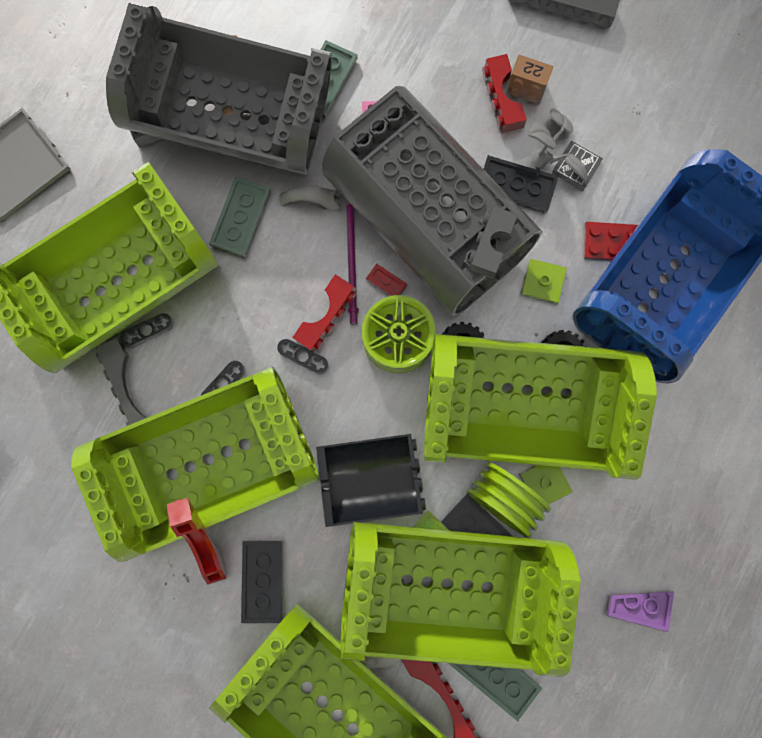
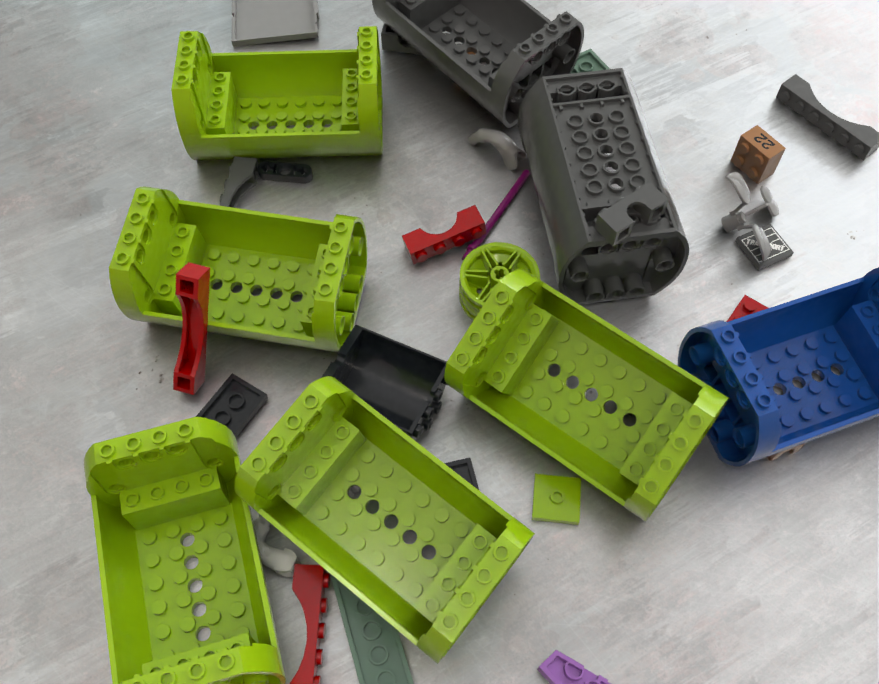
camera: 30 degrees right, 20 degrees down
(239, 217) = (425, 132): sand green plate -> none
(318, 358) = (401, 269): black beam -> none
(386, 281) = (516, 236): red plate -> none
(509, 500) = (506, 472): lime wheel -> none
(510, 113) = (721, 166): red arch -> none
(522, 183) = (703, 235): black plate -> none
(543, 281) = (670, 322): lime plate -> none

